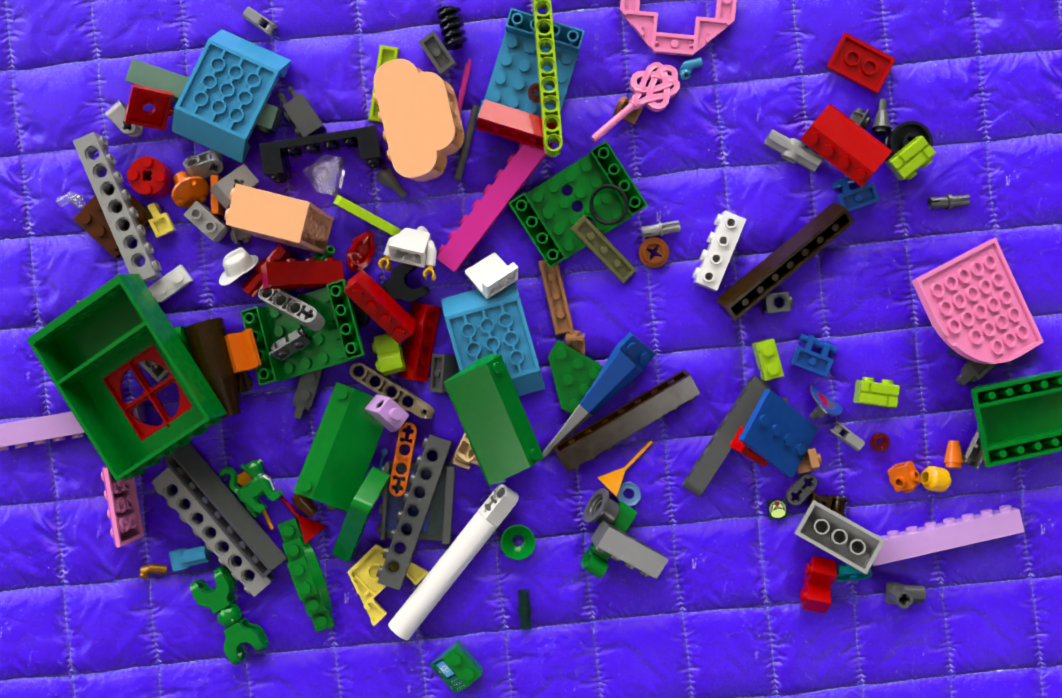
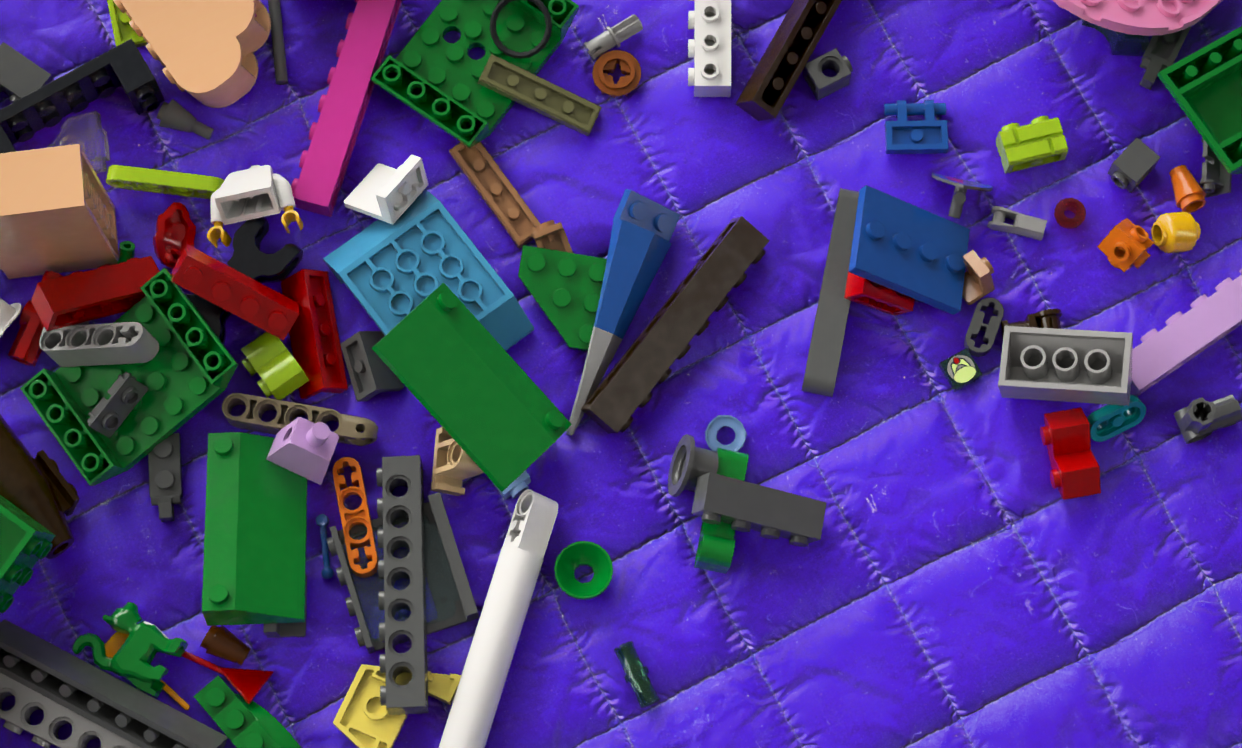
camera: 20 degrees left, 15 degrees down
(243, 351) = (47, 440): orange panel -> none
(359, 513) = (317, 621): green beam -> none
(614, 479) = (696, 421): light orange piece -> none
(767, 359) = (849, 156): lime brick -> none
(929, 429) = (1133, 165): none -> dark grey brick

